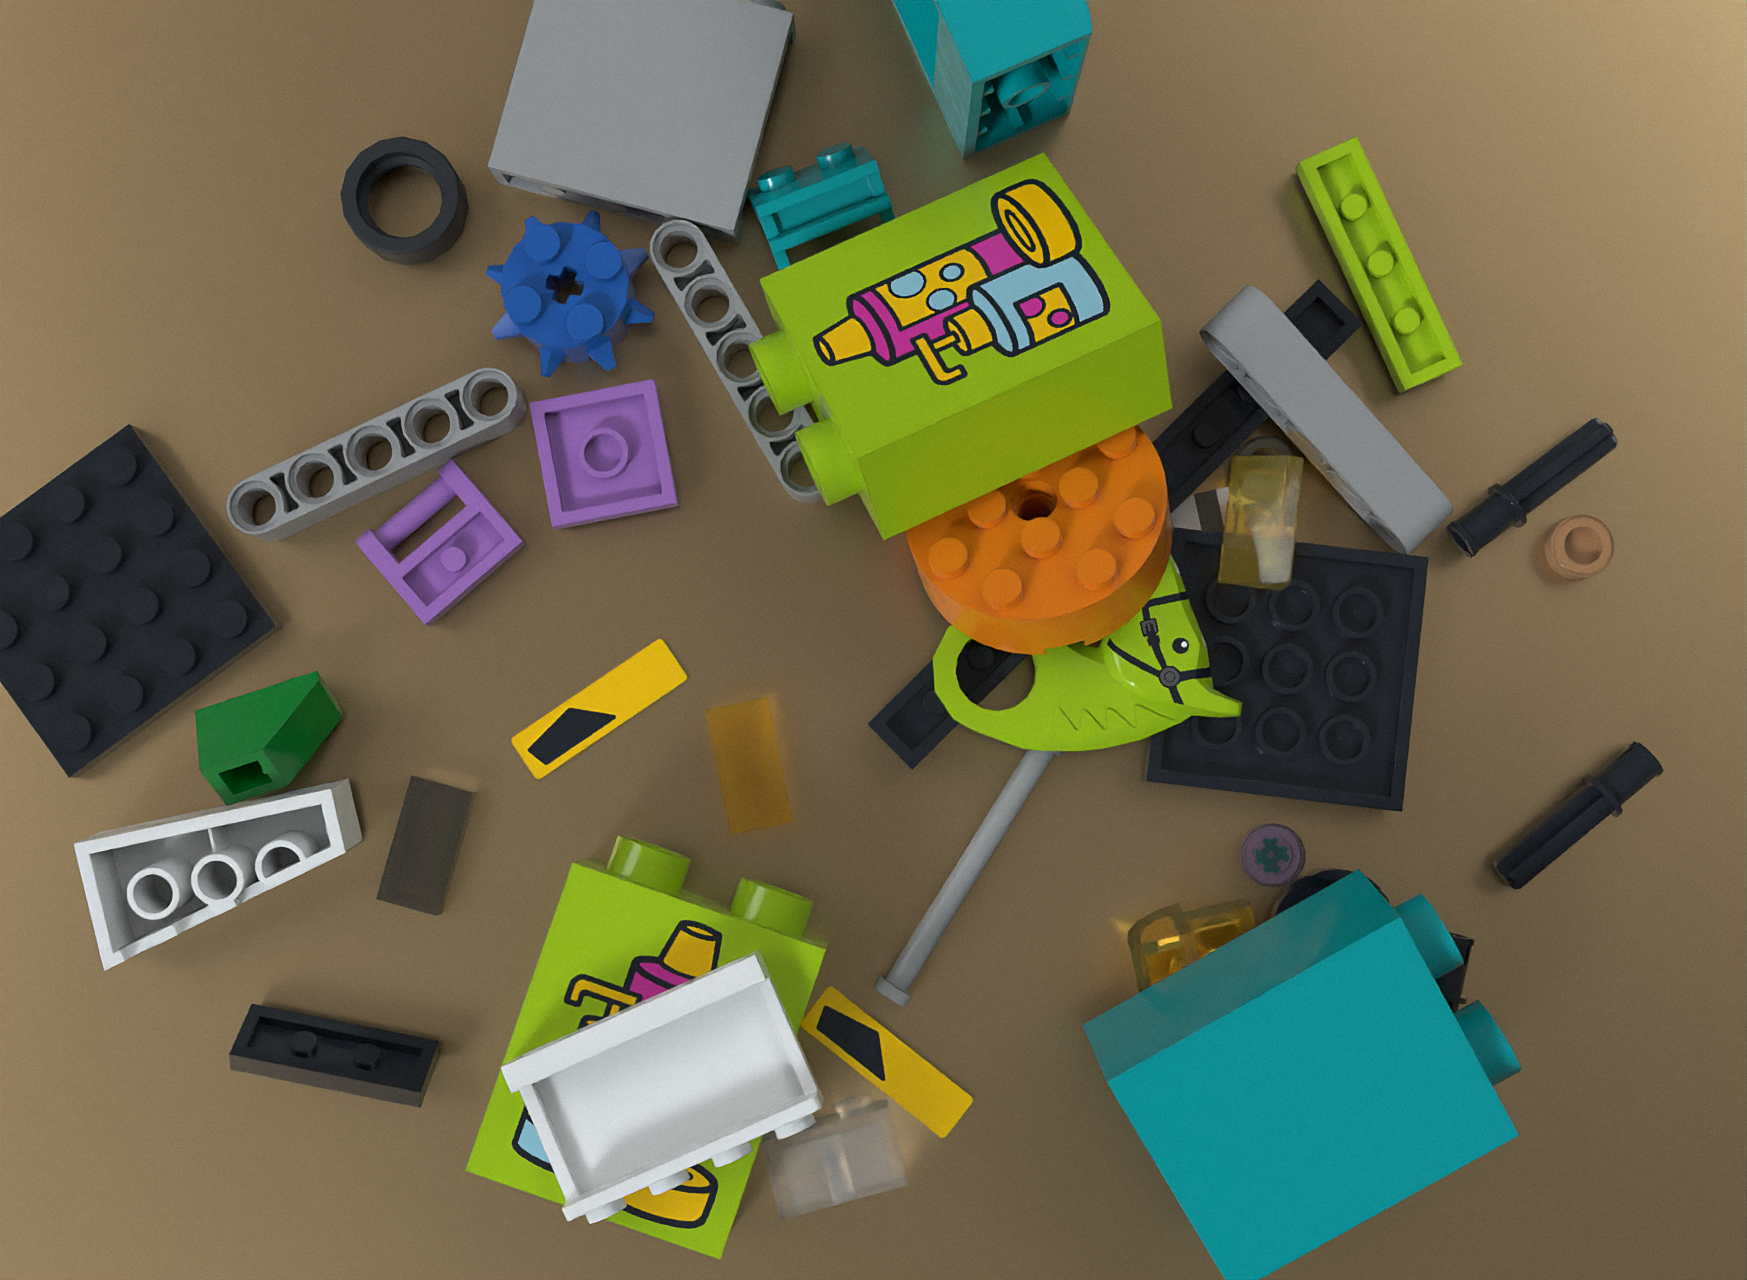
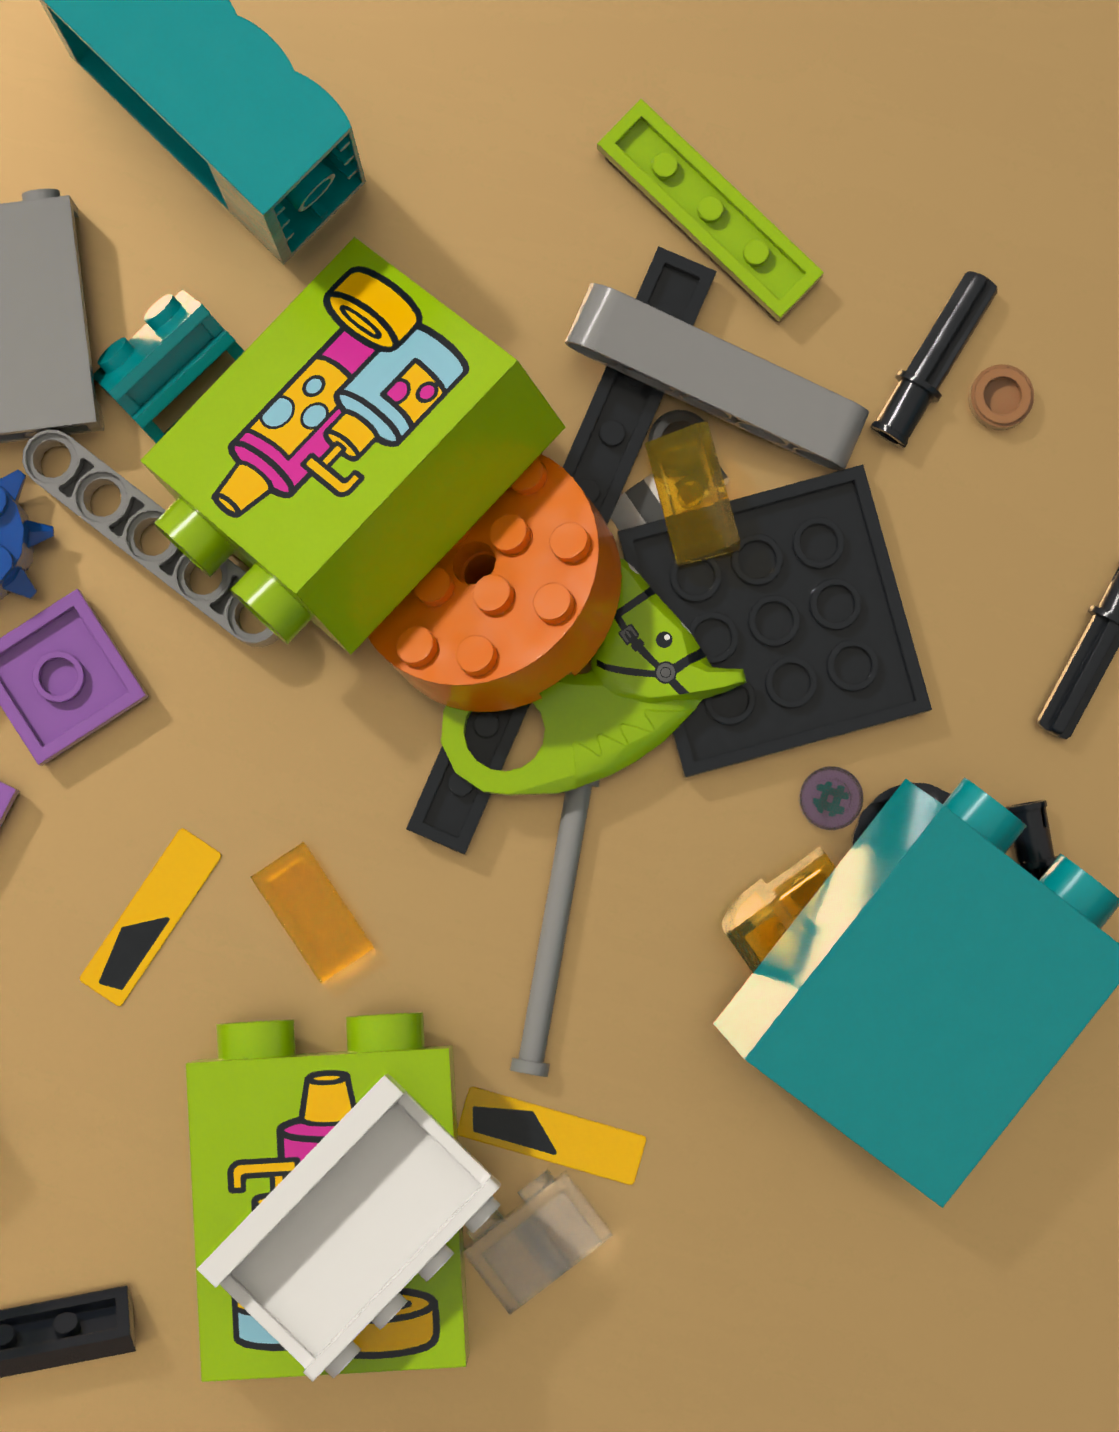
camera: 25 degrees left, 0 degrees up
(426, 845) = (40, 1109): clear smoke tile -> none

